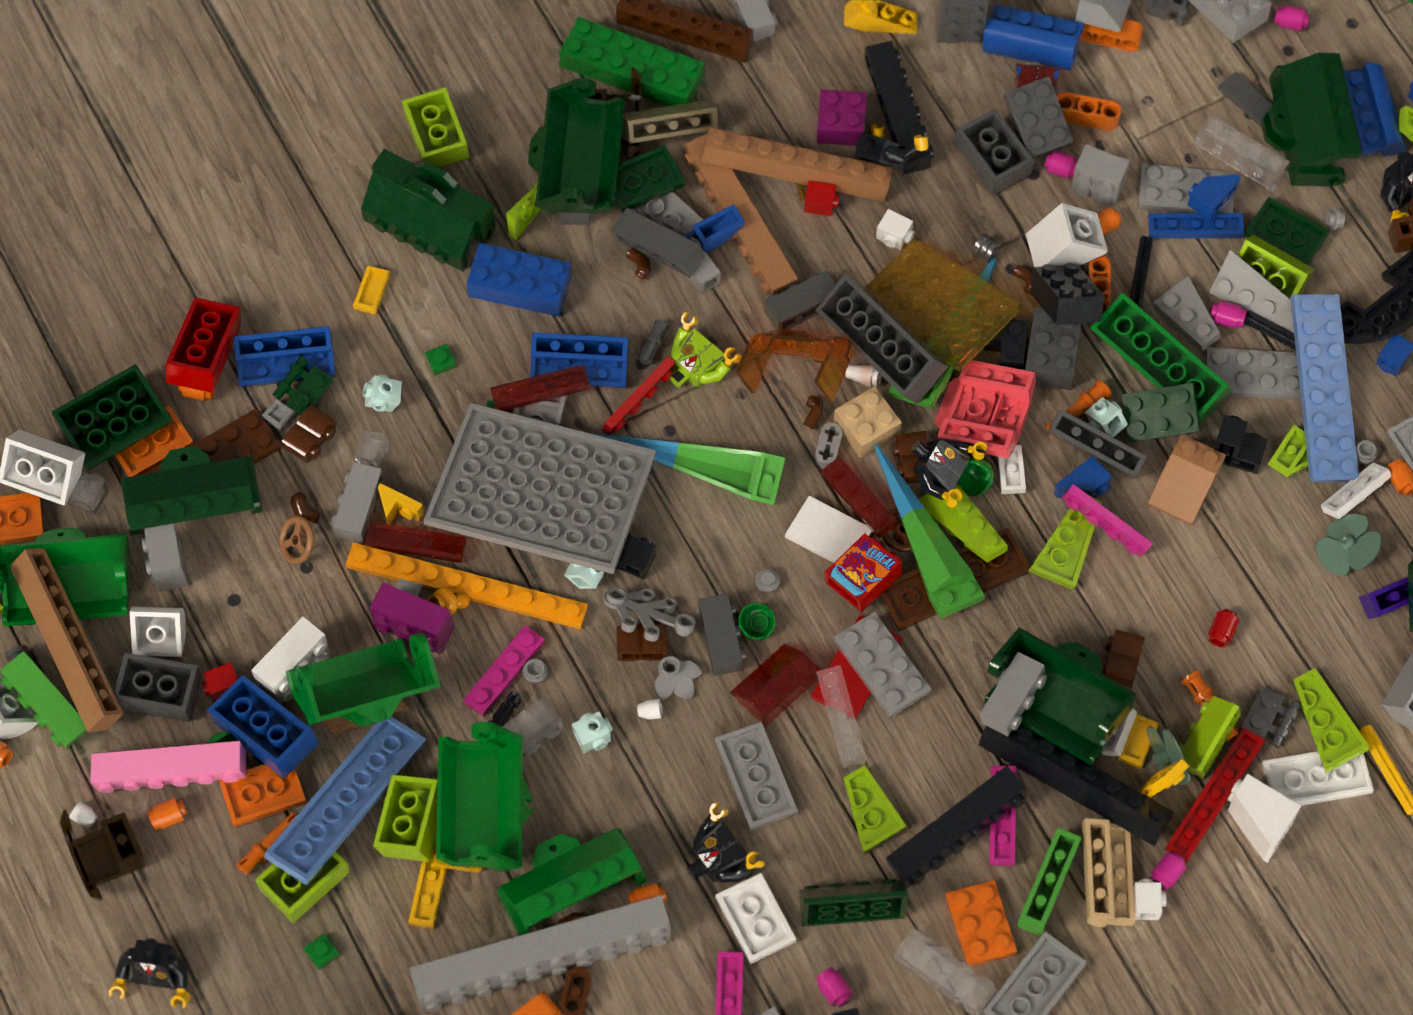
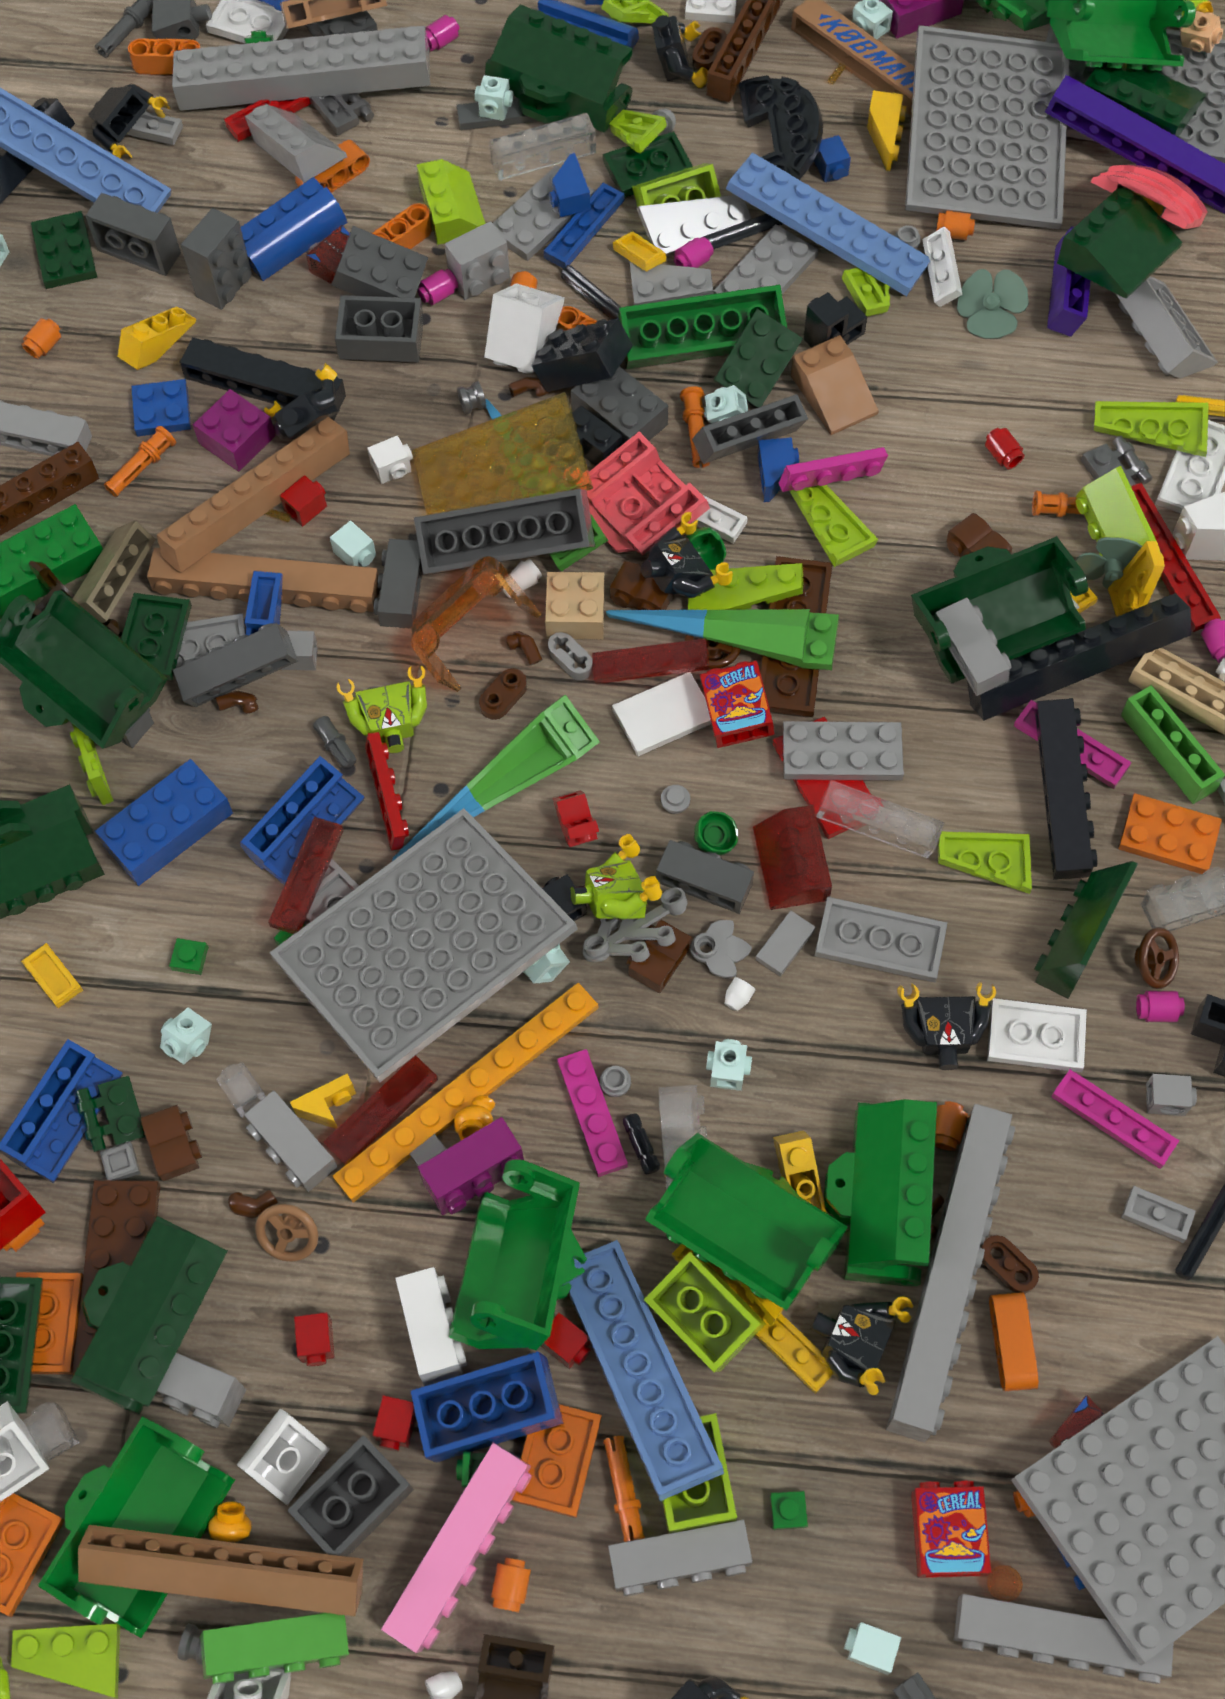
camera: 55 degrees left, 0 degrees up
(99, 629) = (230, 1523): none -> light orange animal
(242, 601) = (314, 1338): none -> red brick
(248, 901) = (680, 1556): none -> light grey brick
(337, 747) = (567, 1342): none -> red brick
(456, 924) = (859, 1339): none -> black torso
(547, 823) = (799, 1166): none -> yellow slope
(667, 580) = (615, 887): none -> lime torso
(703, 526) = (575, 818): none -> red brick
(710, 717) = (785, 943): none -> light grey tile
(768, 423) = (504, 692): none -> reddish brown plate
(784, 78) = (148, 453): none -> orange pin
(808, 253) = (353, 545): none -> light aqua brick
(828, 60) = (161, 405): none -> blue plate
(865, 953) = (1150, 957): none -> reddish brown piece
(1144, 124) = (450, 199): none -> lime slope
(1201, 276) = (639, 251): none -> yellow tile
(1254, 91) = (493, 97): none -> light aqua brick
(1310, 205) = (637, 128): none -> lime wing

